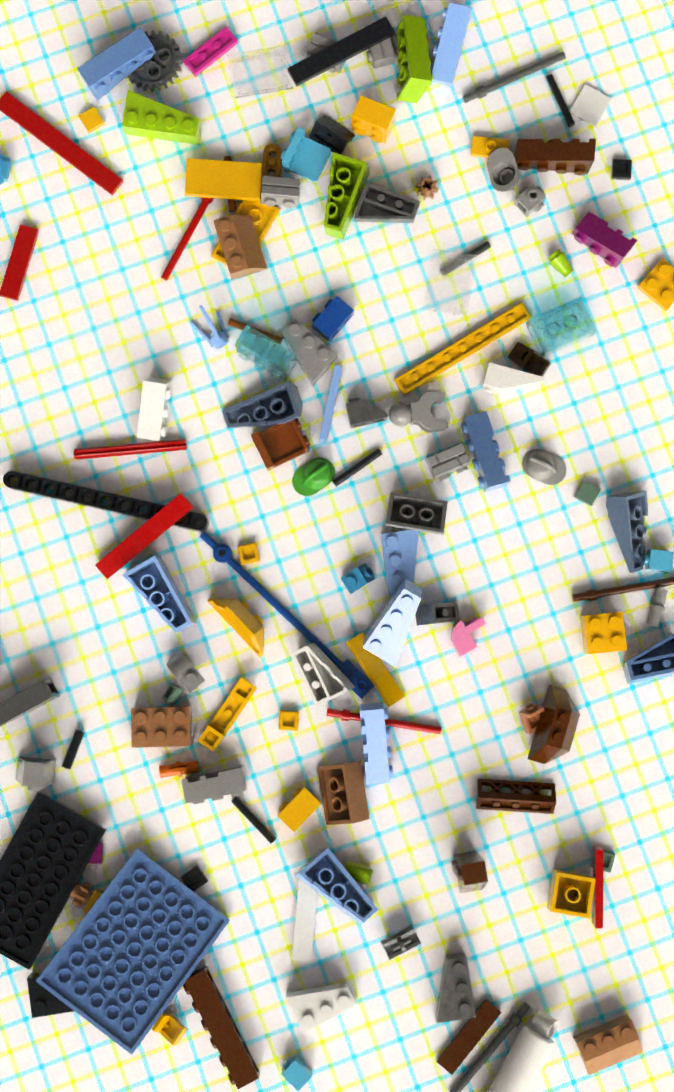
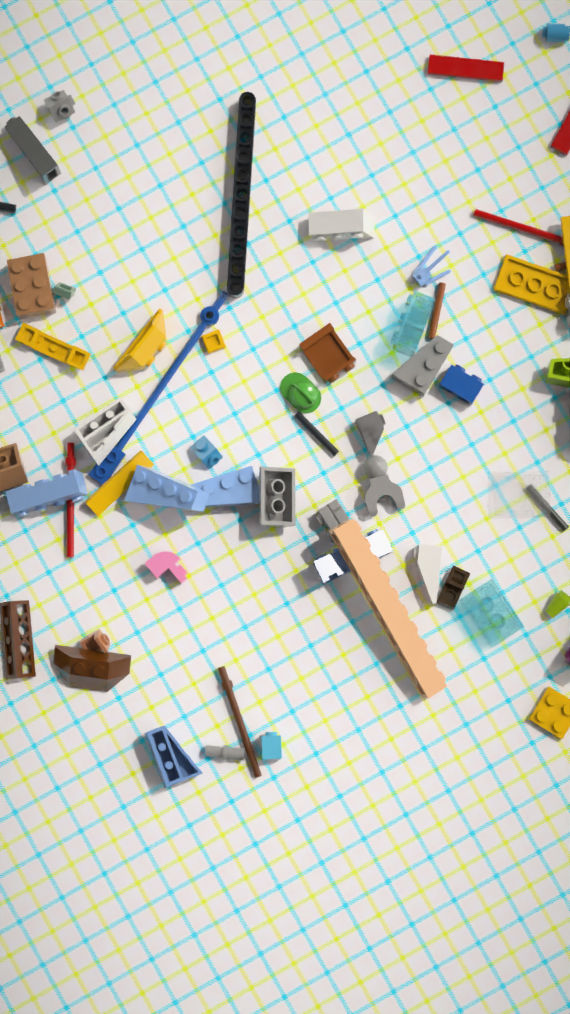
camera: 85 degrees right, 0 degrees up
(130, 449) = (297, 209): red axle -> none
(144, 535) = (213, 237): red tile -> none
(161, 592) = (160, 263): light blue wedge -> none
(185, 671) = (89, 296): light grey brick -> none
(240, 245) = (518, 280): medium nougat slope -> none
(267, 408) = (359, 336): sand blue wedge -> none
(288, 720) = (56, 407): yellow tile -> none
(330, 403) = (375, 396): light blue tile -> none
(437, 613) = (183, 534): flat silver slope -> none
(462, 349) = (454, 519): yellow tile -> none
(543, 423) = (387, 608): none -> light nougat brick
(544, 466) = (348, 619): light grey piece -> none
(587, 493) = (328, 666): sand green tile -> none
(603, 633) = (190, 701): yellow brick -> none
(626, 516) = (305, 710): sand blue wedge -> none

